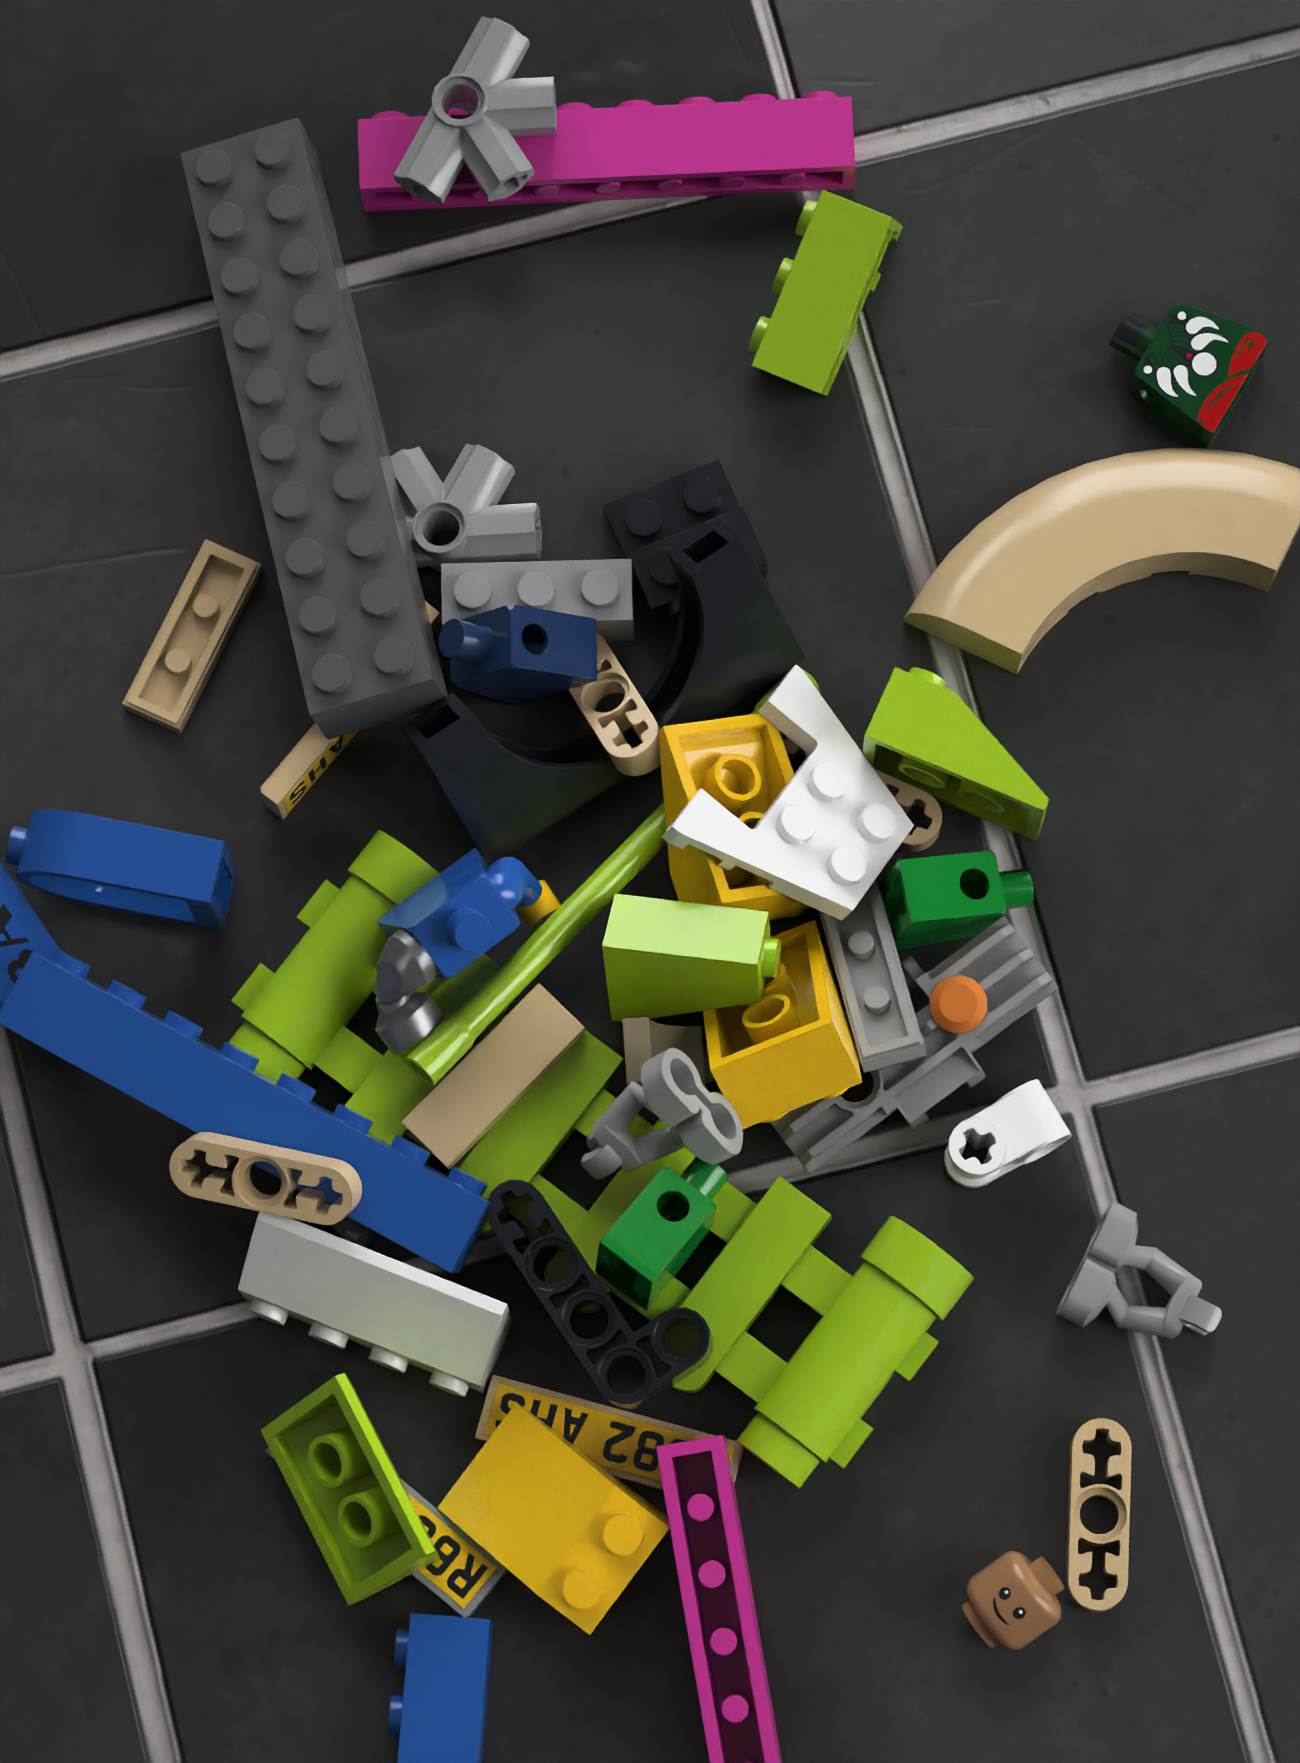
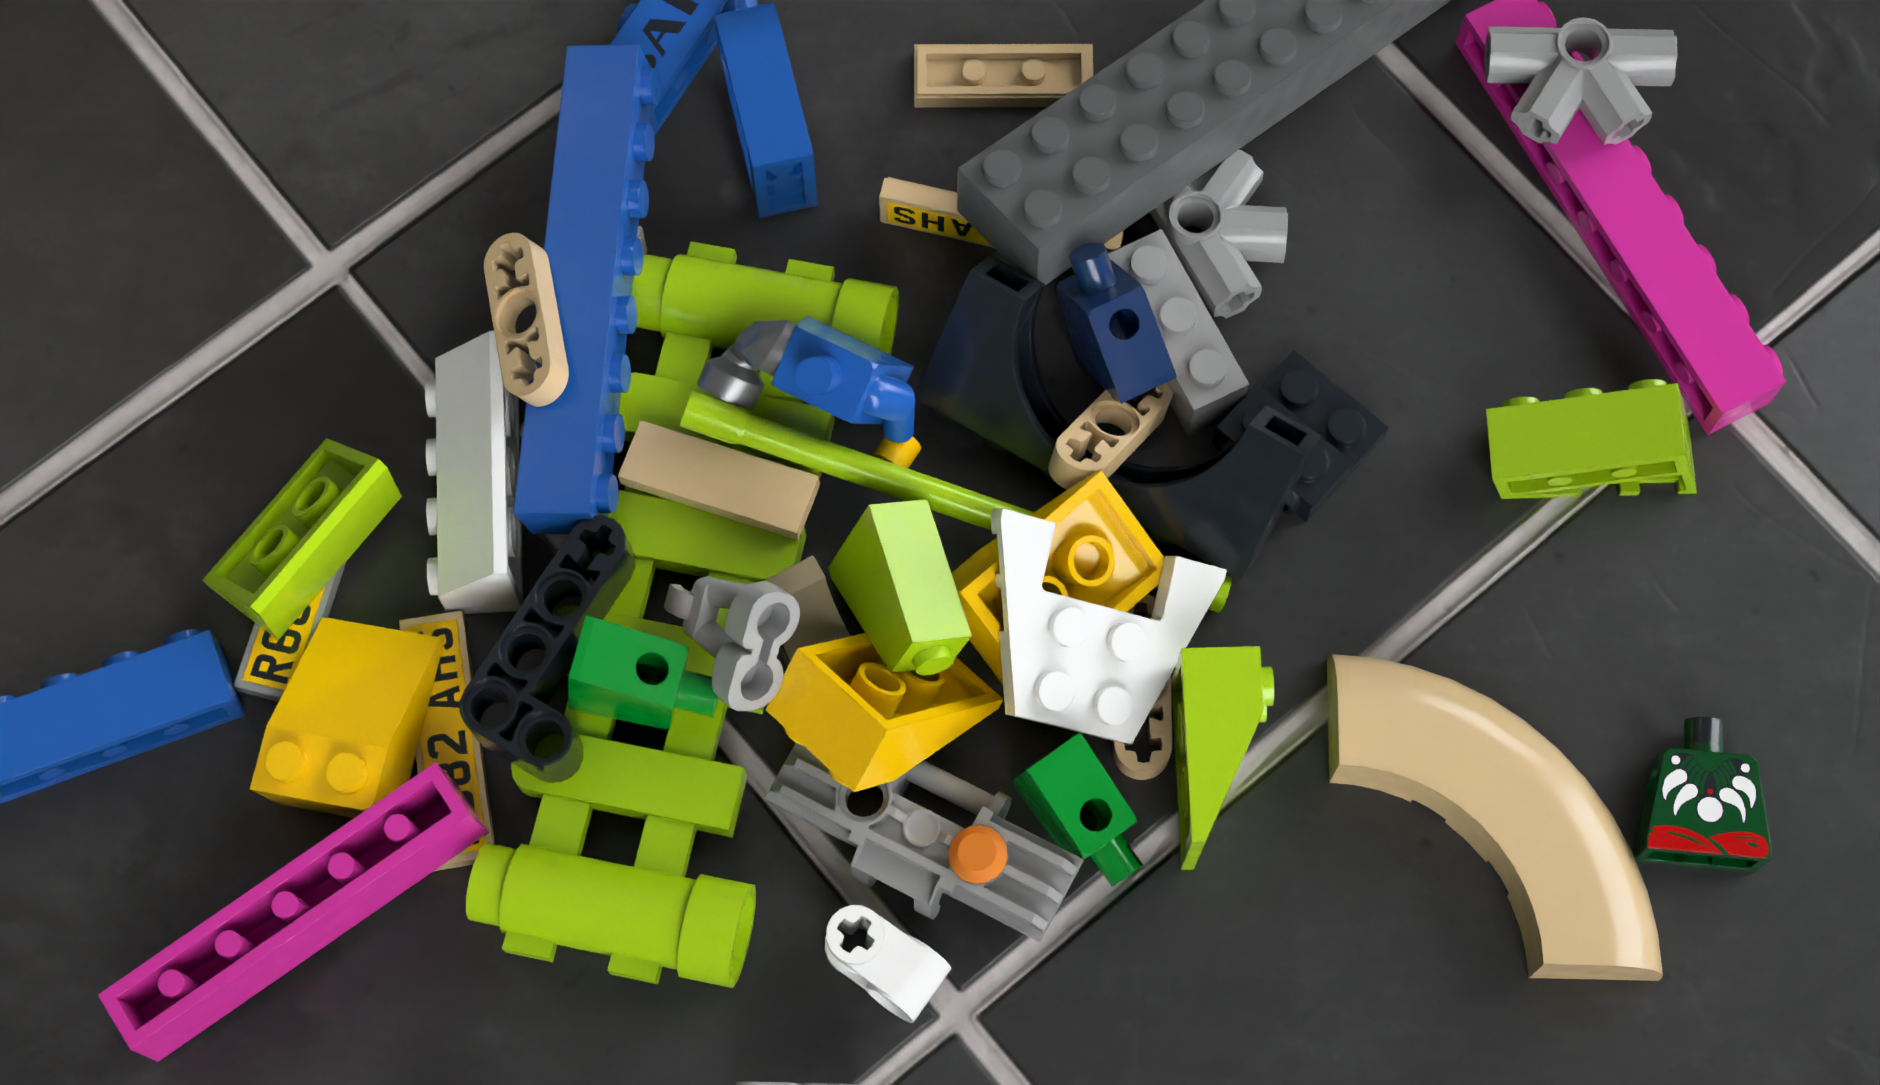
camera: 60 degrees right, 5 degrees down
(873, 984) = (965, 771): light grey tile -> none

